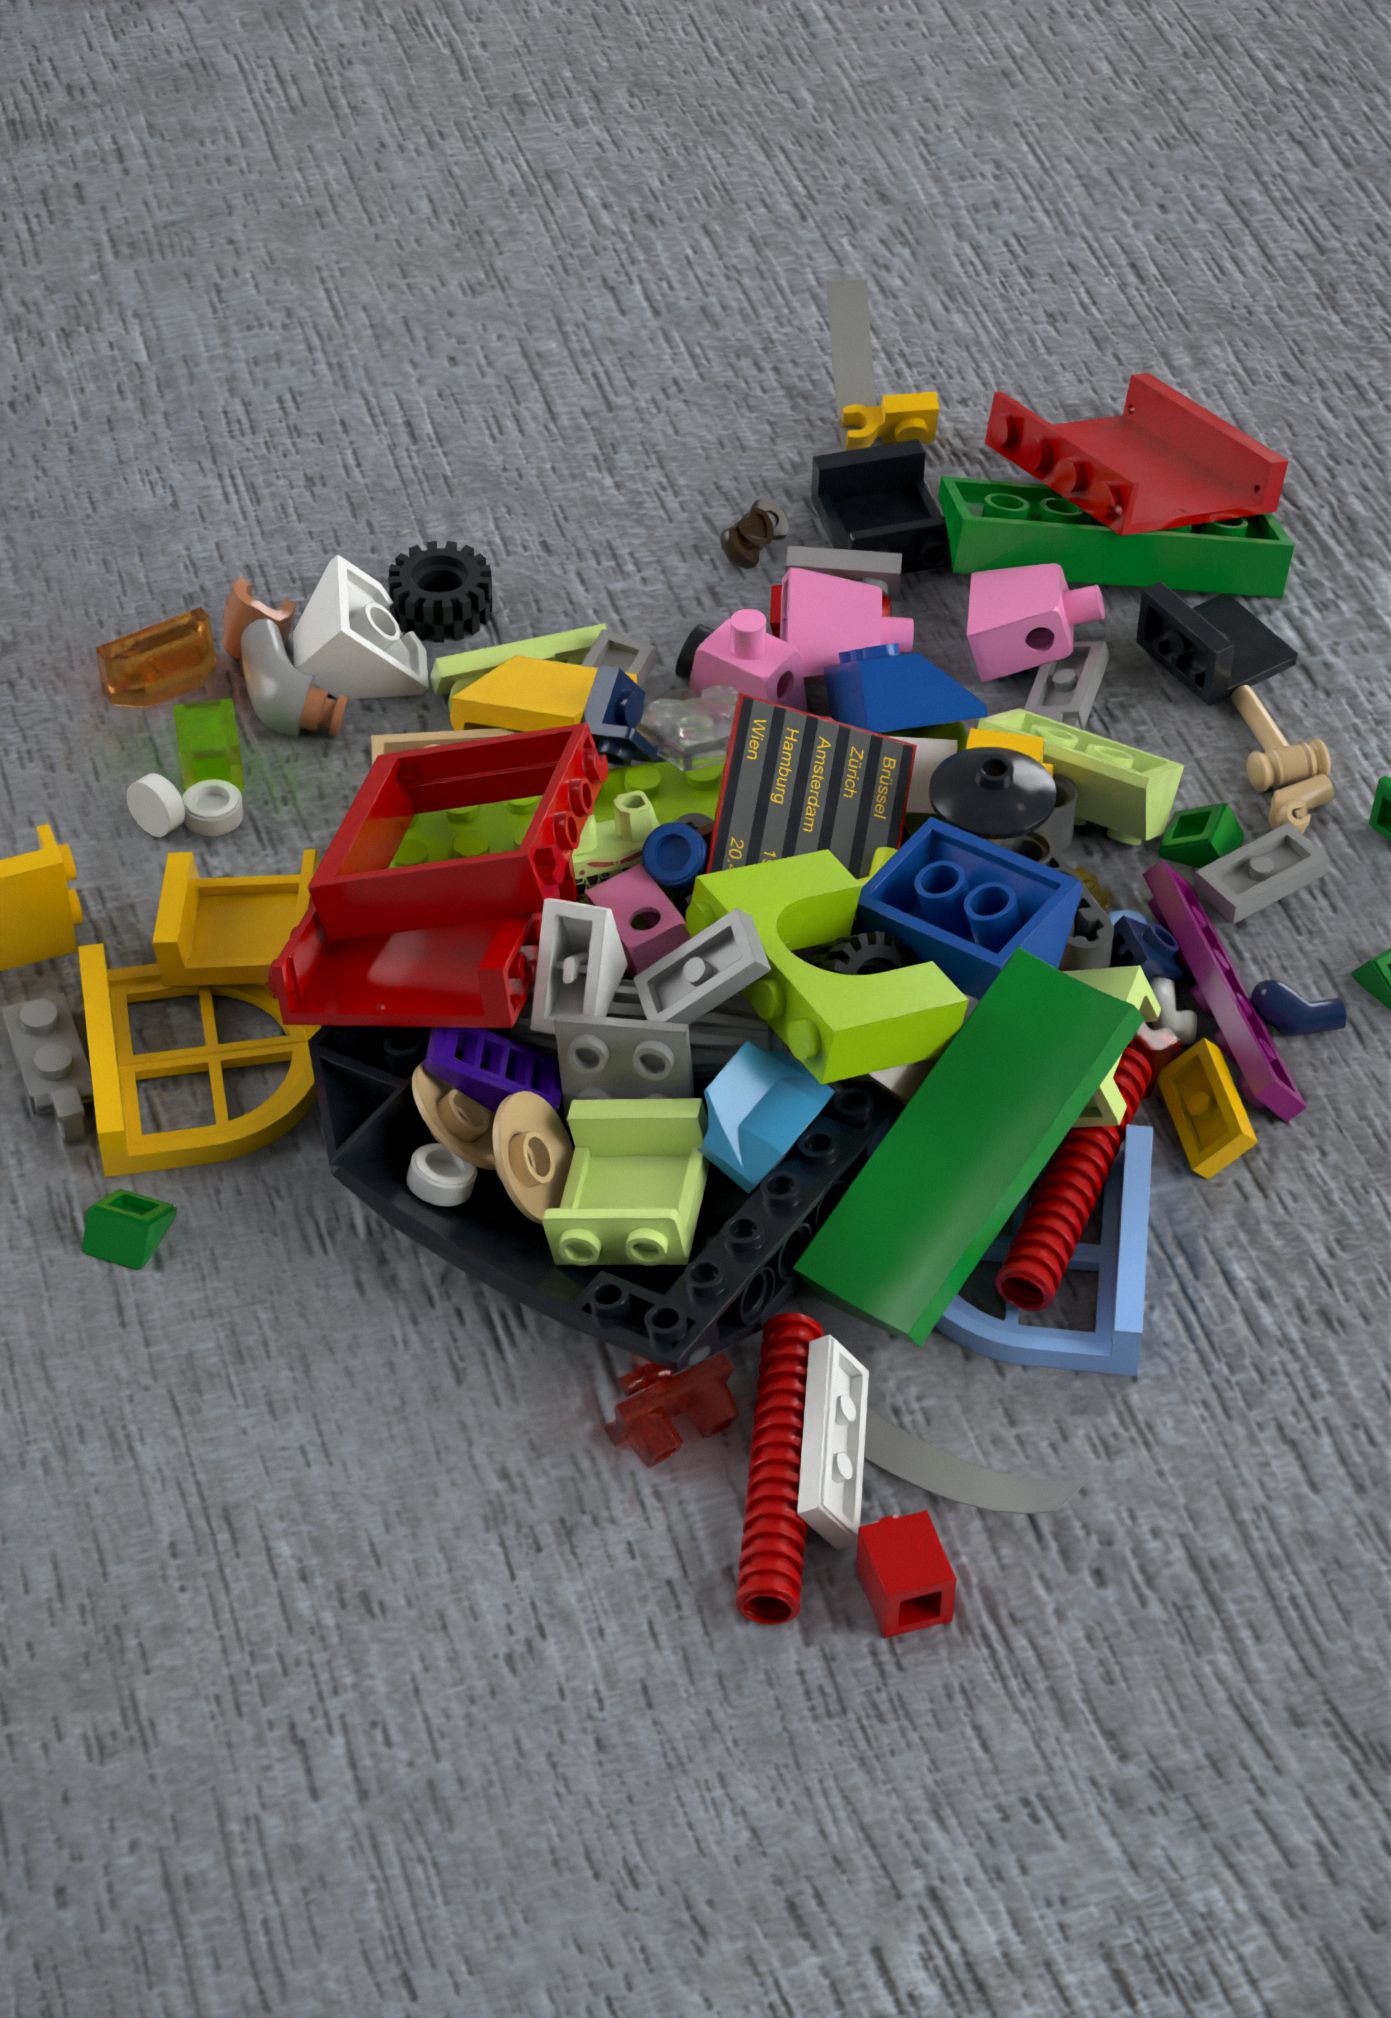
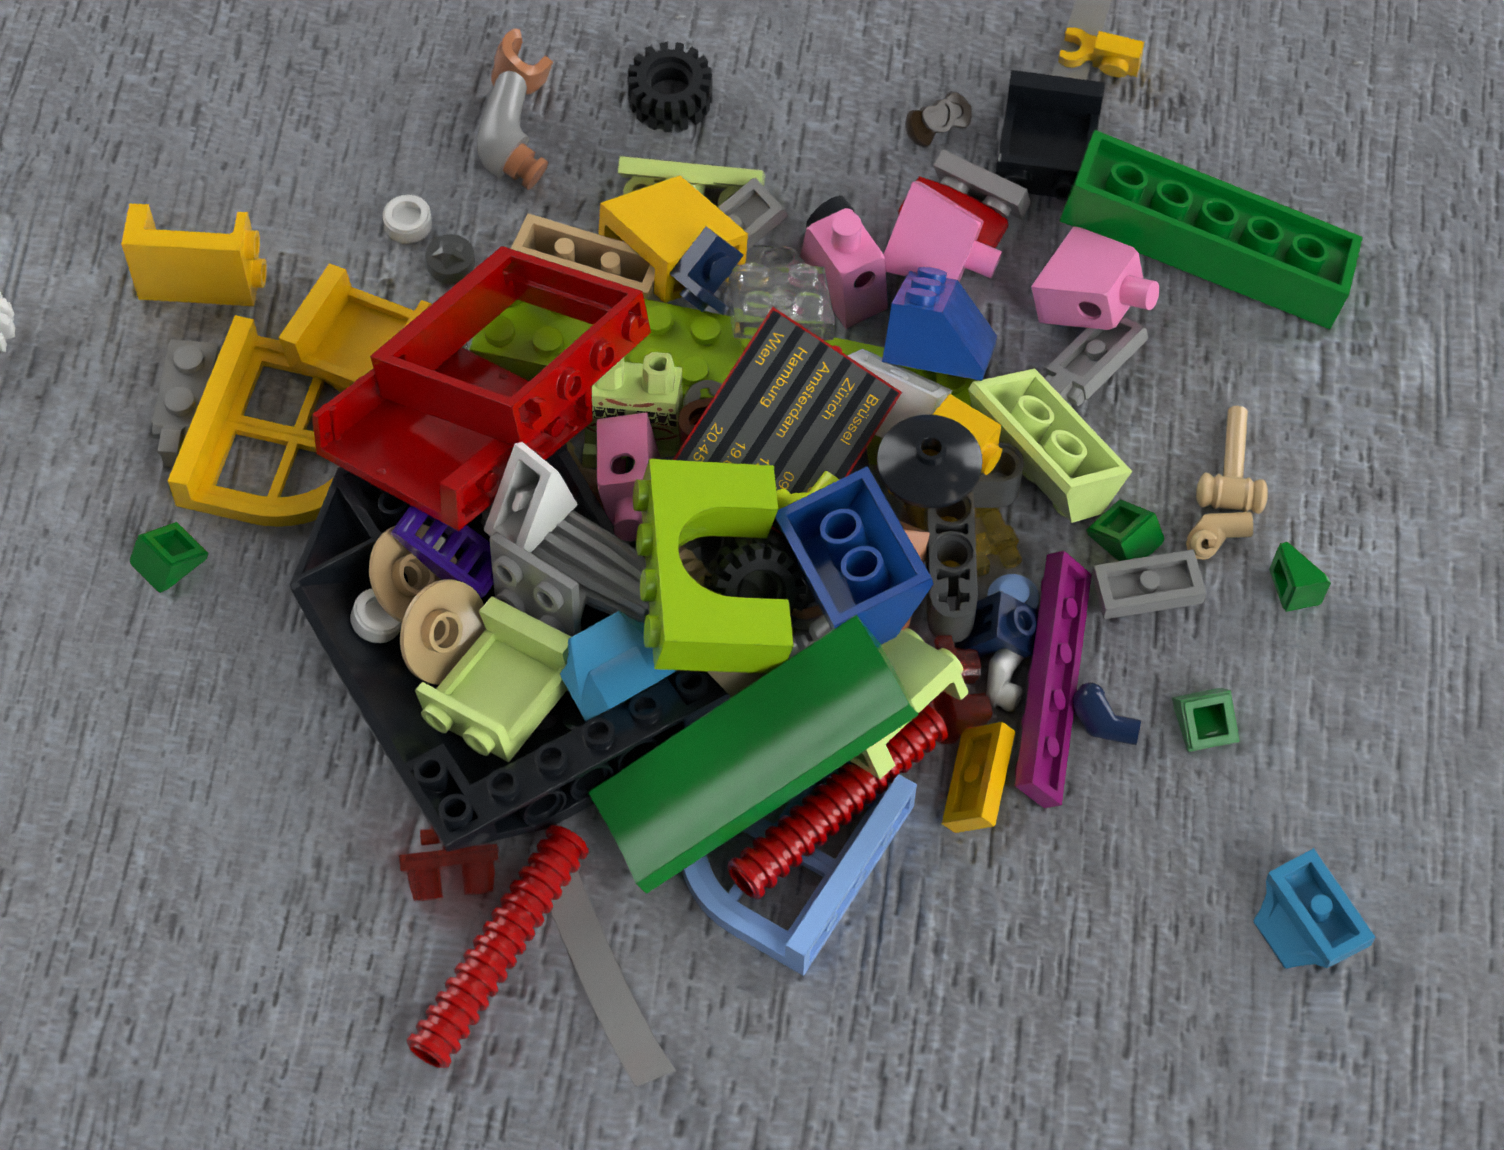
camera: 25 degrees right, 15 degrees up
(155, 804) = (363, 204): white tile -> none
(158, 661) = (431, 76): clear orange slope -> none
(208, 742) = (425, 166): clear neon green brick -> none
(287, 828) = (449, 258): none -> dark grey tile
(355, 641) = (581, 111): white slope -> none
(674, 855) = (669, 419): blue tile -> none
(703, 971) = (607, 545): light grey plate -> none
(833, 1442) = (543, 943): white tile -> none
(905, 1573) = (534, 1069): red brick -> none
(1145, 469) = (1269, 171): red panel -> none
(1209, 645) = (1238, 358): black bracket -> none

